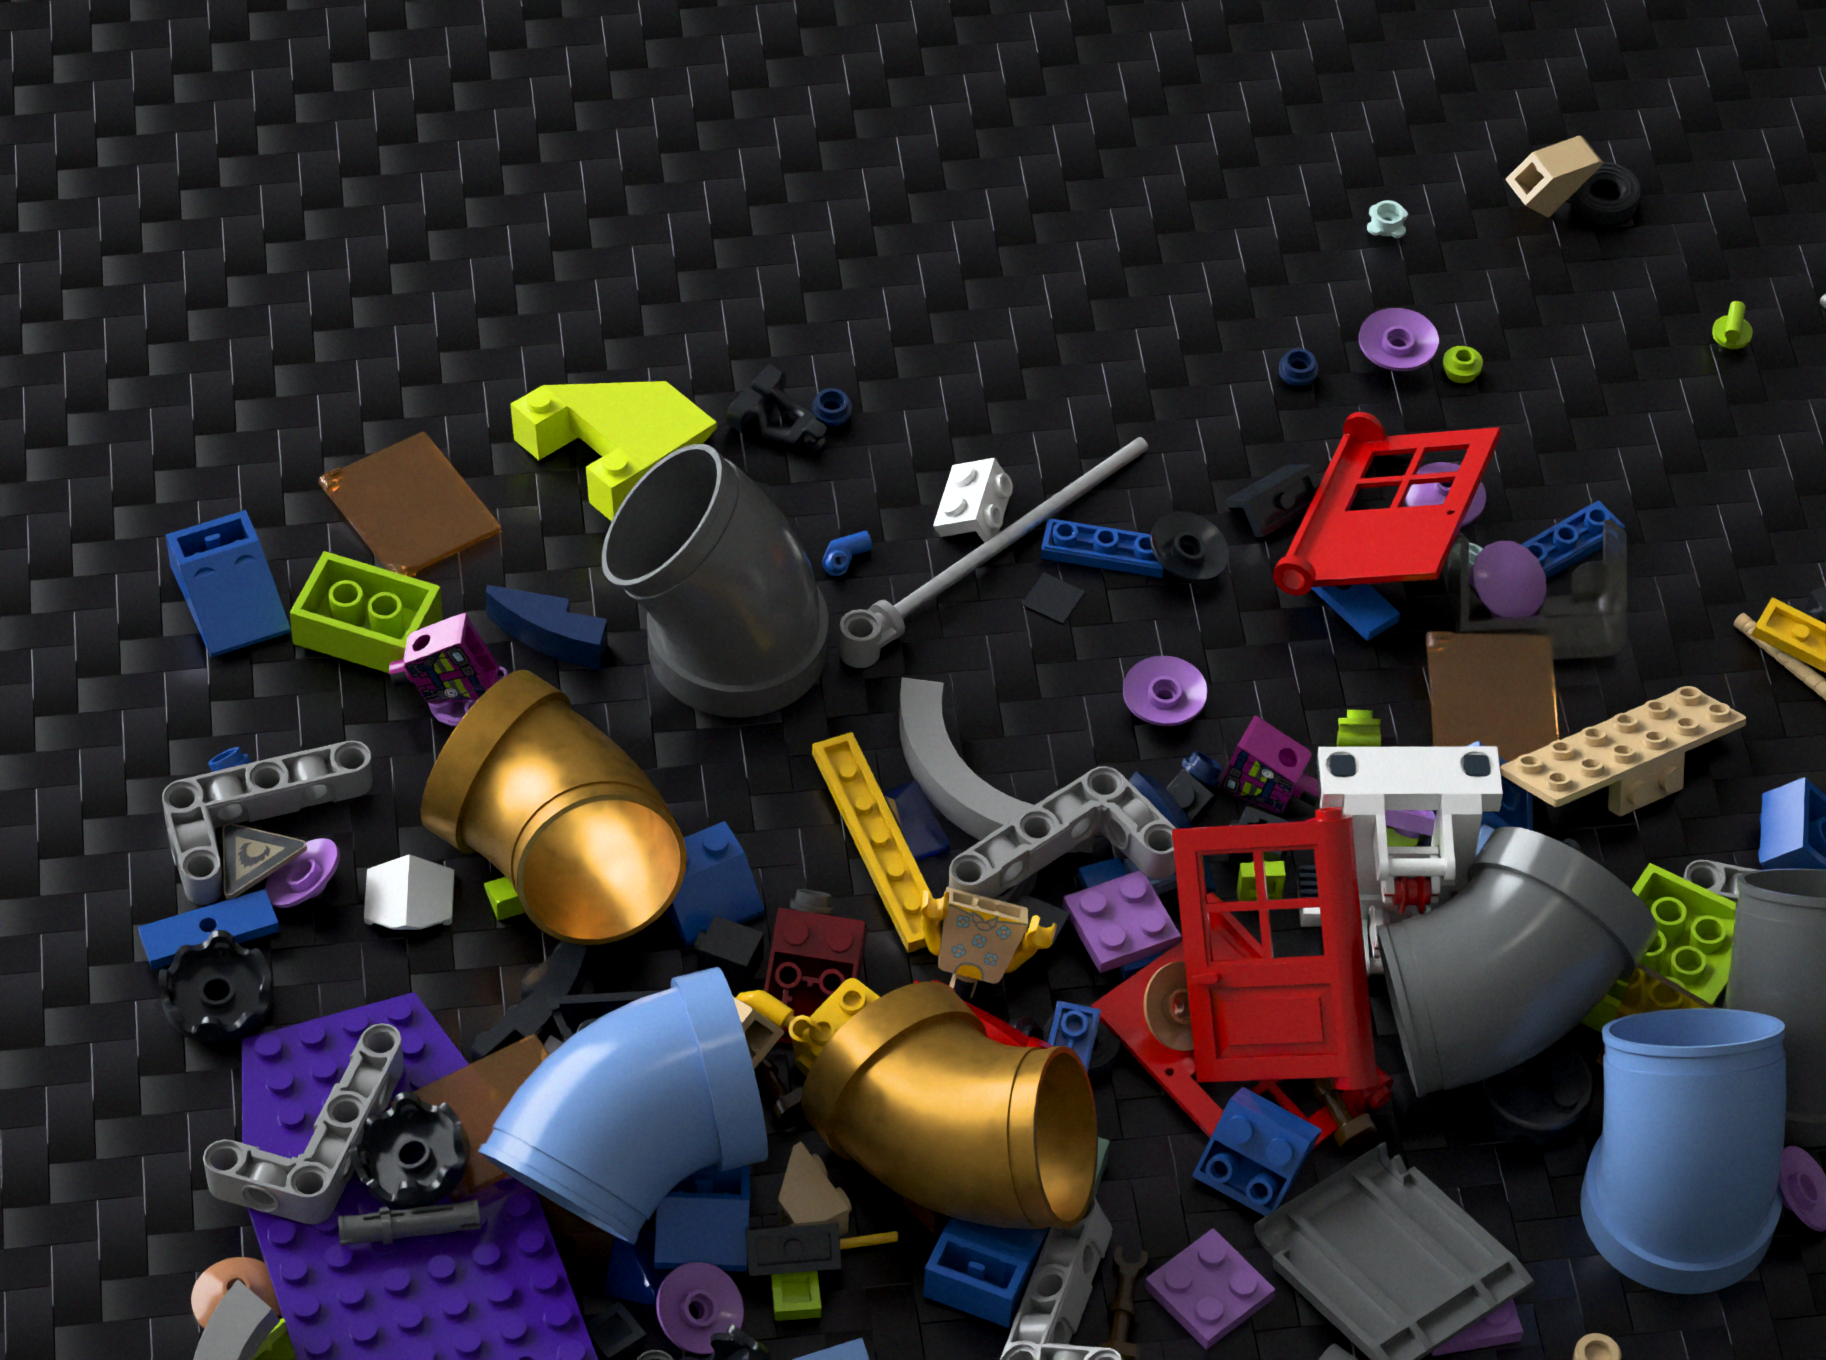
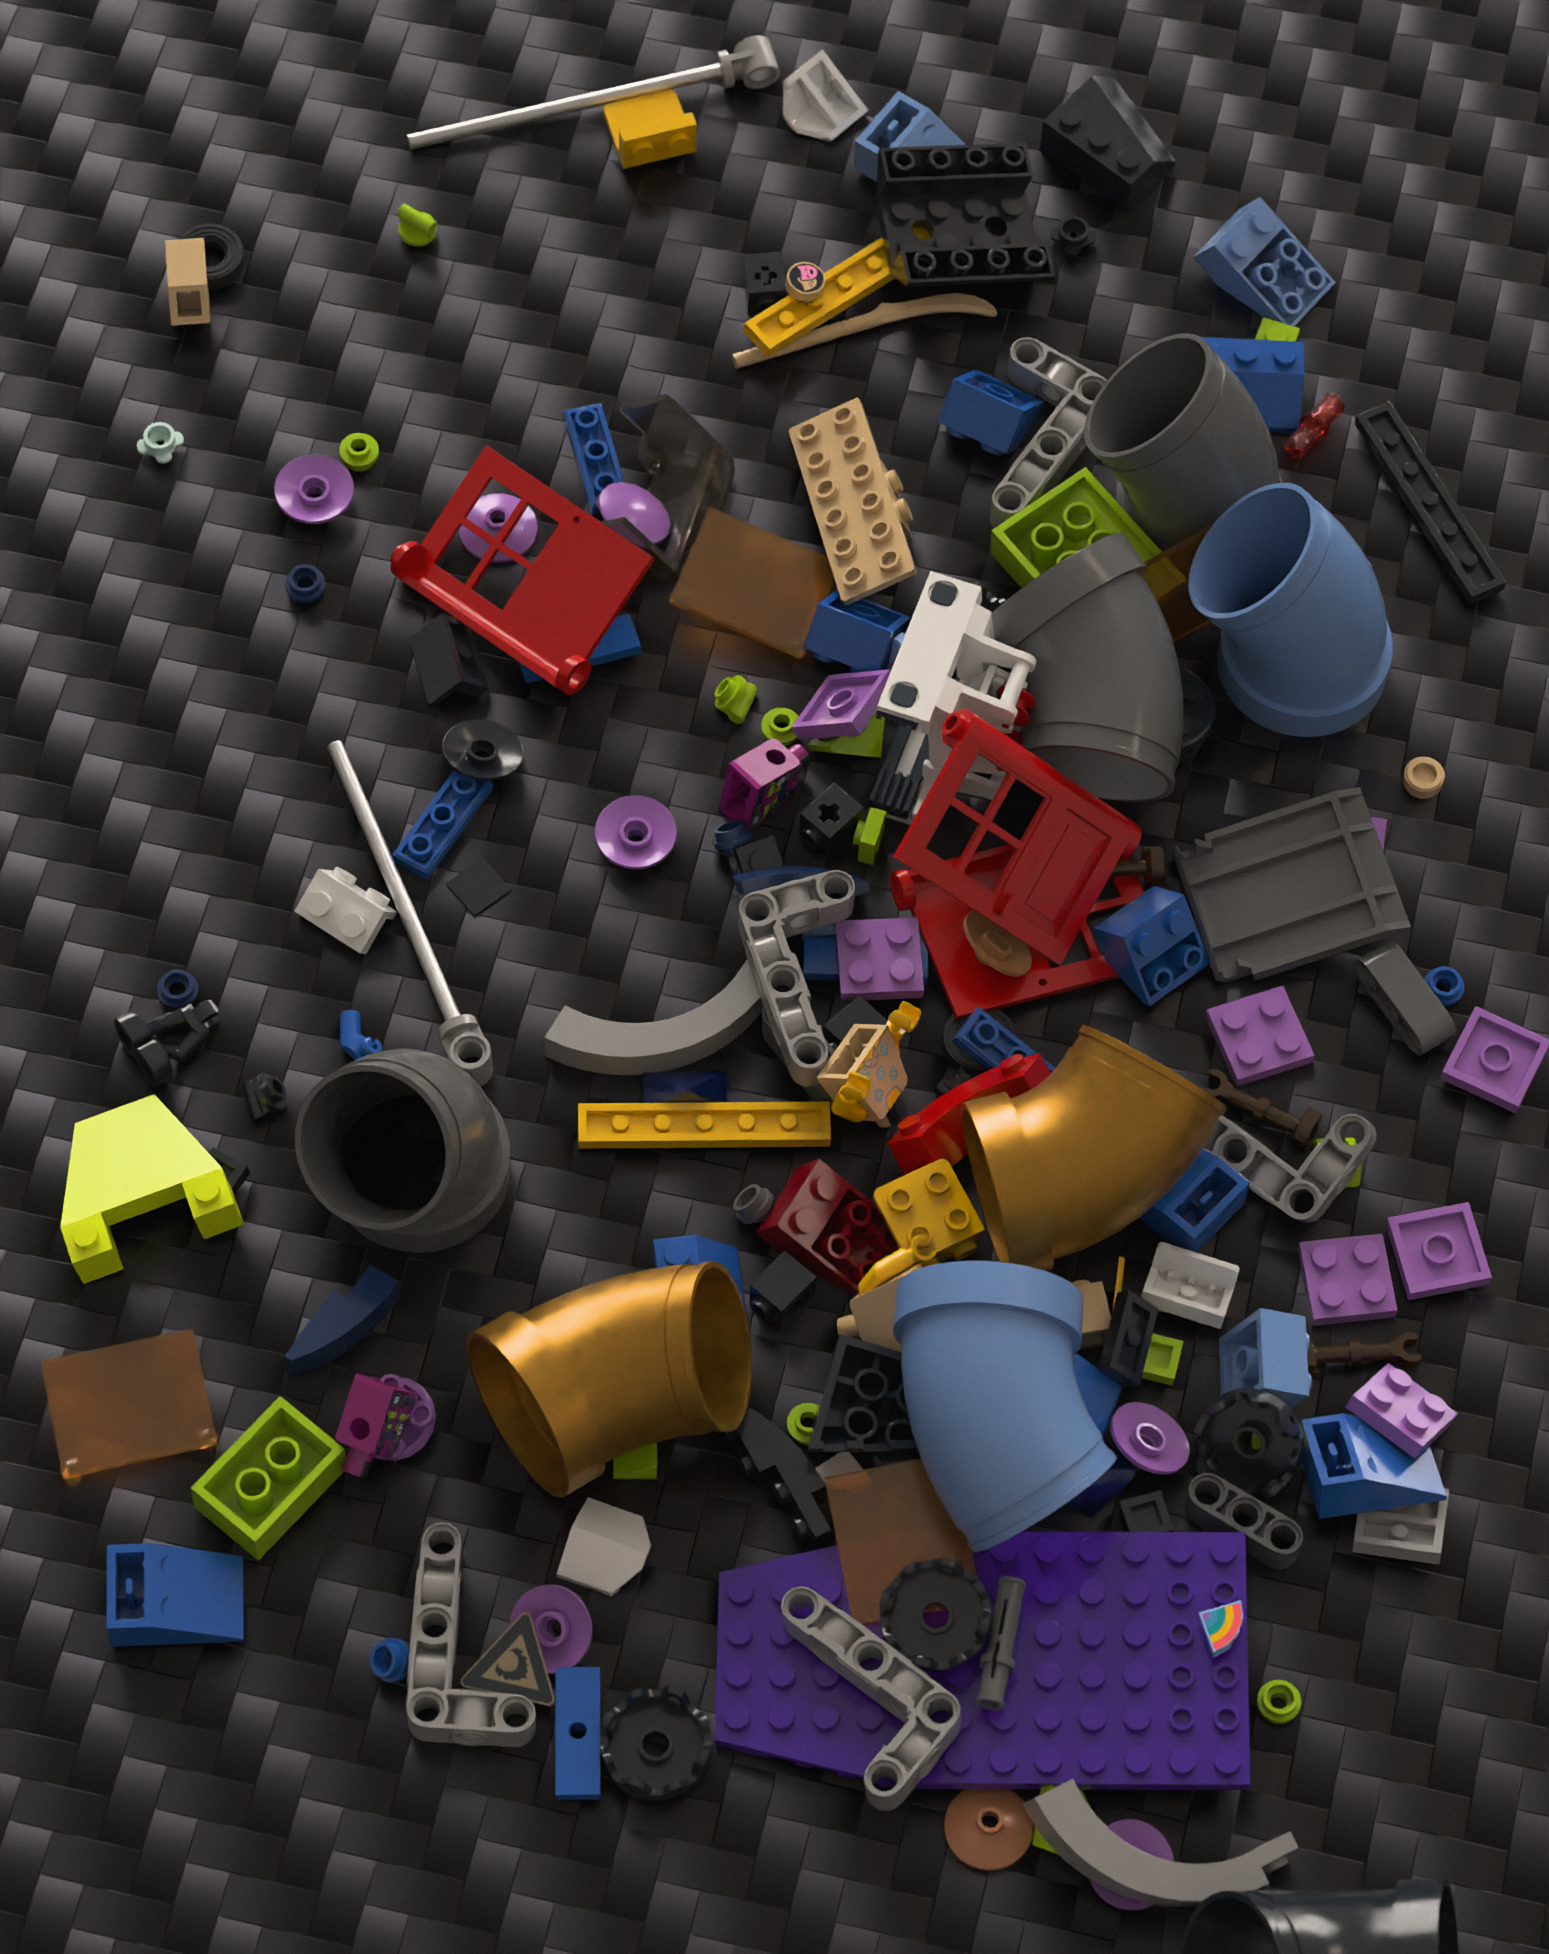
camera: 70 degrees left, 10 degrees up
(885, 1298) = (1190, 1284): none -> white bracket

